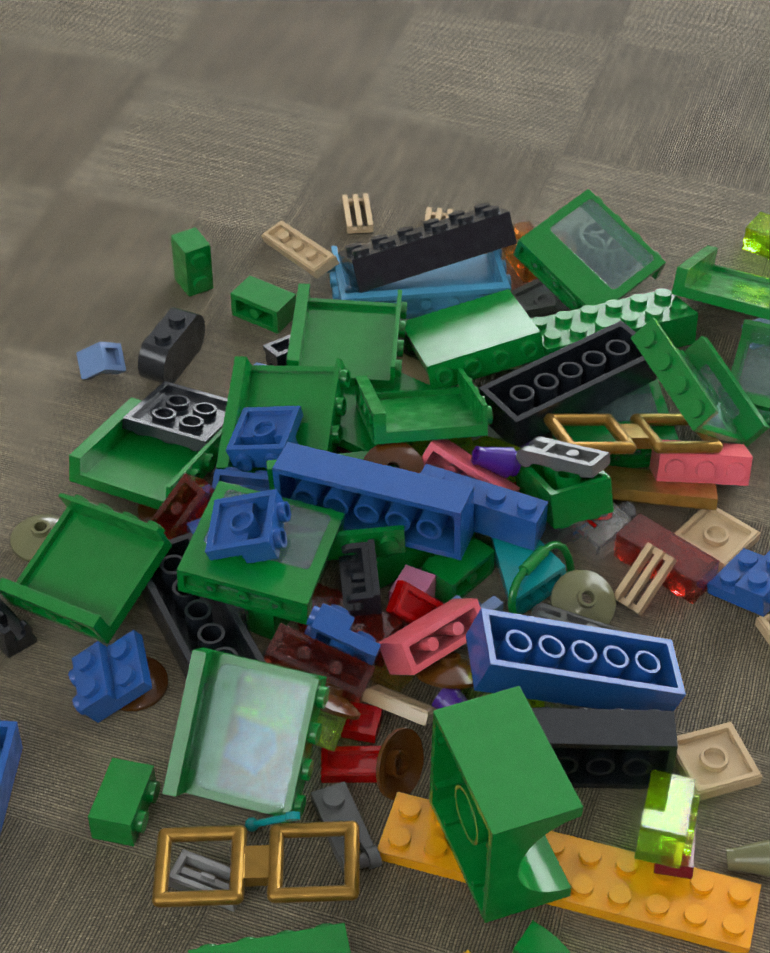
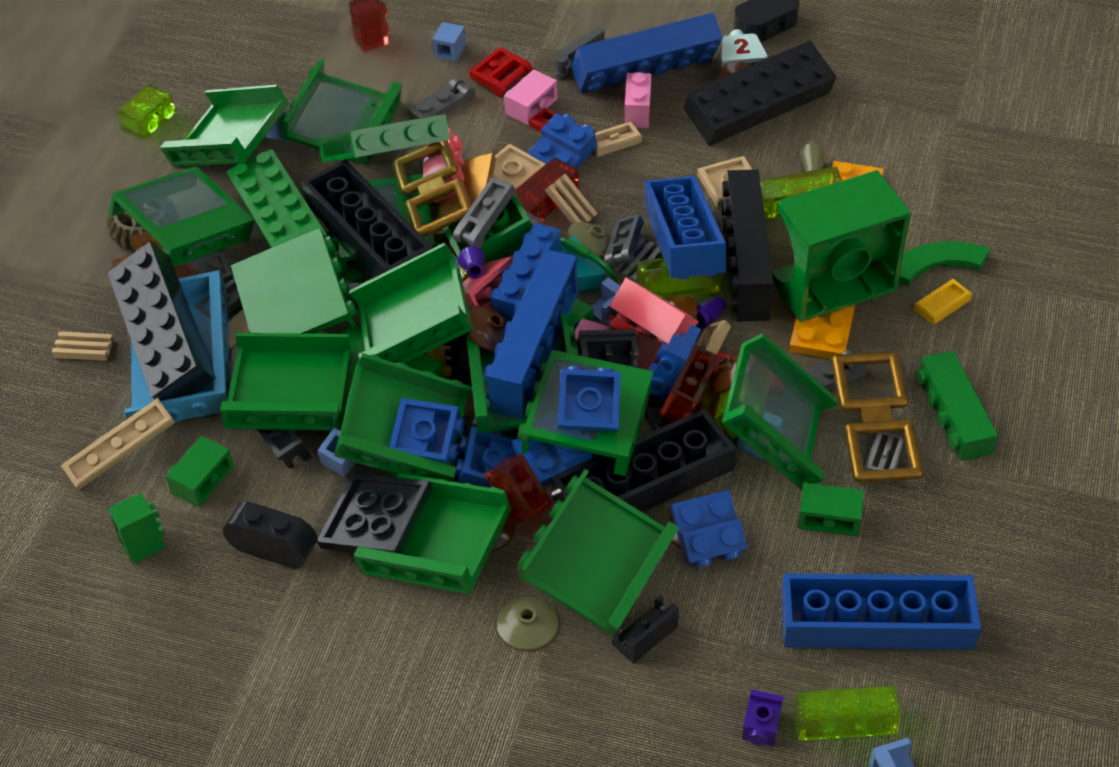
camera: 90 degrees left, 5 degrees up
(101, 358) = (279, 602): medium blue panel -> none
(252, 823) = (843, 386): teal hinge -> none
(356, 202) = (45, 408): tan tile -> none
(399, 763) = (777, 334): reddish brown dish -> none

